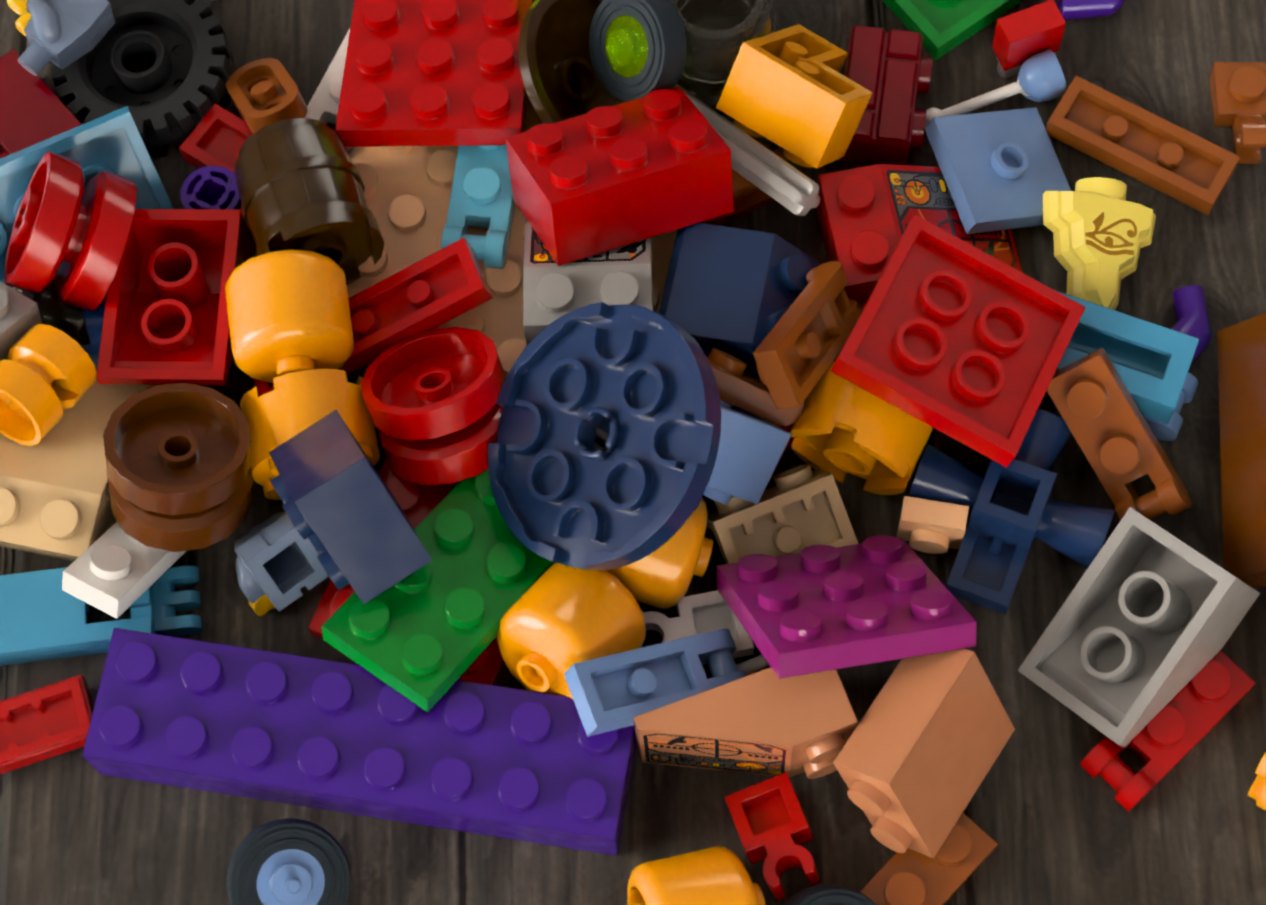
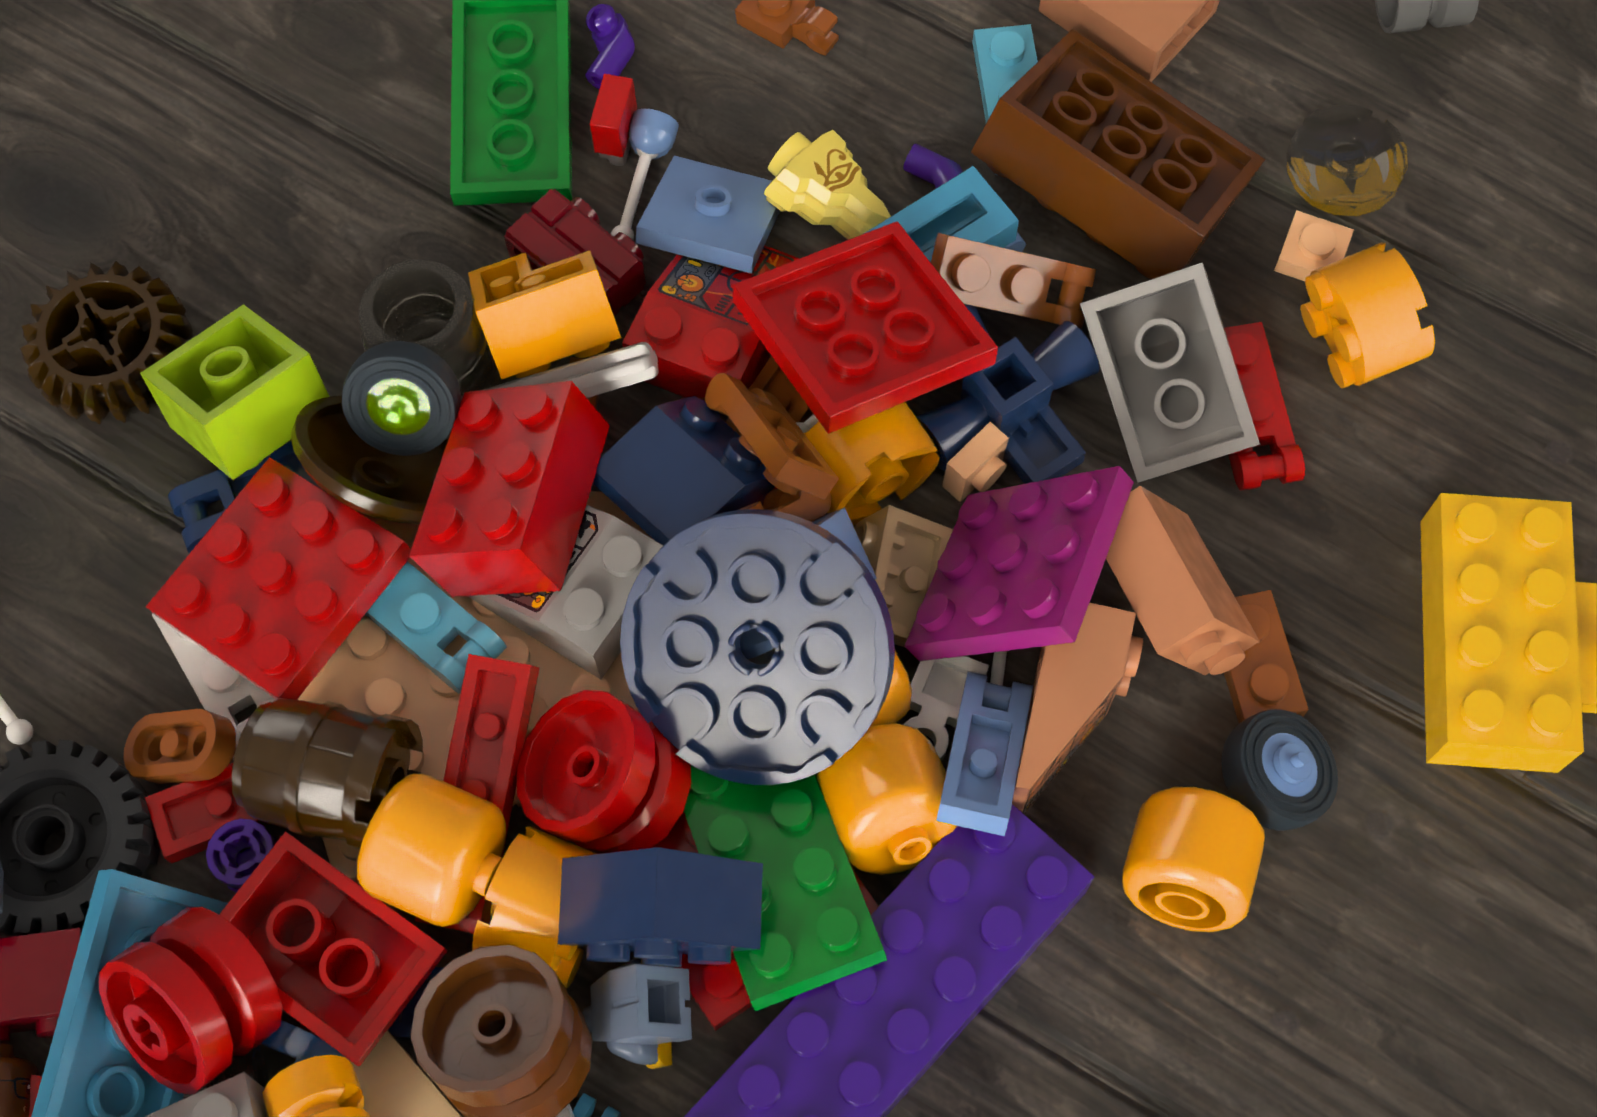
camera: 60 degrees left, 0 degrees up
(773, 830) = (1148, 748): red plate -> none
(1142, 145) = (765, 104): dark orange plate -> none

